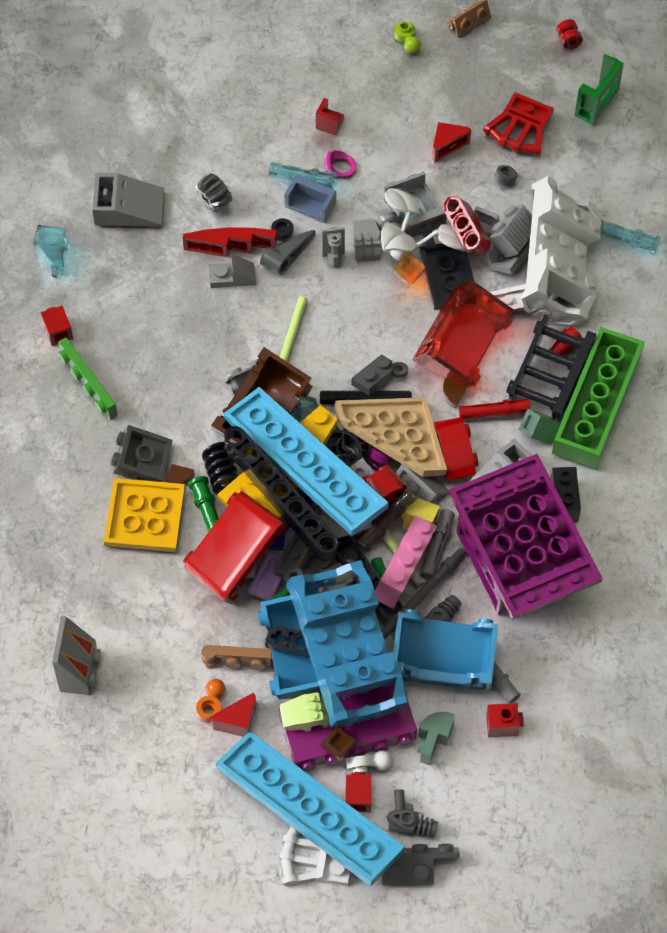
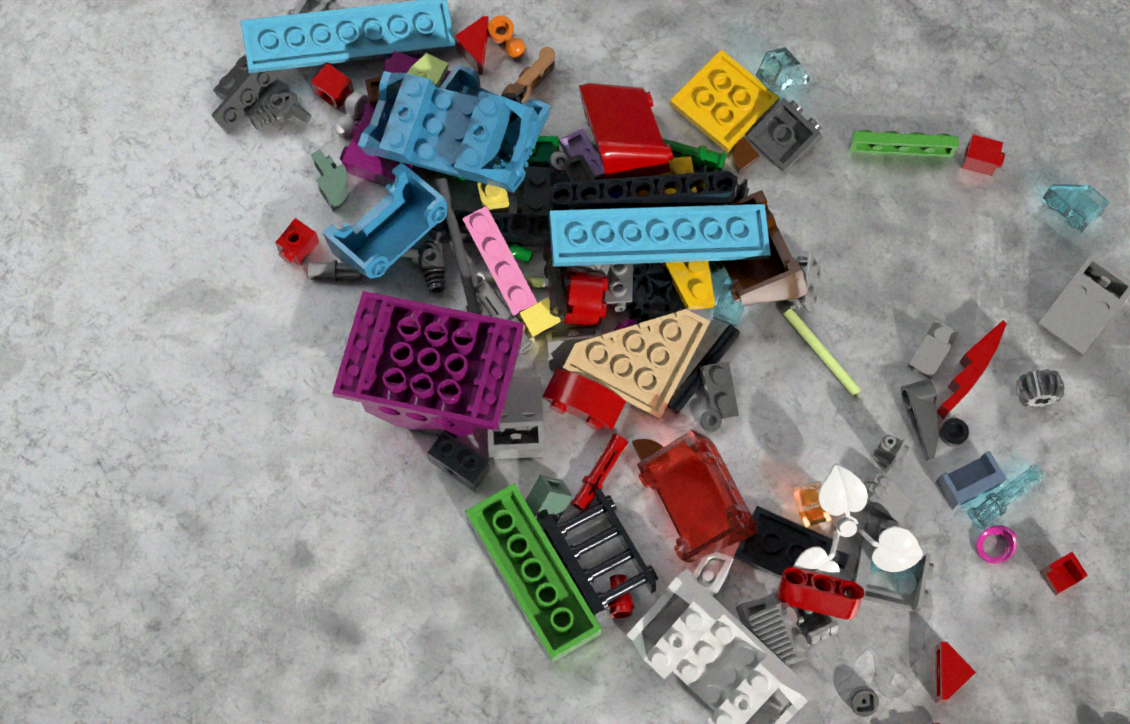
camera: 125 degrees right, 10 degrees up
(95, 483) = (781, 70): none -> clear light blue slope

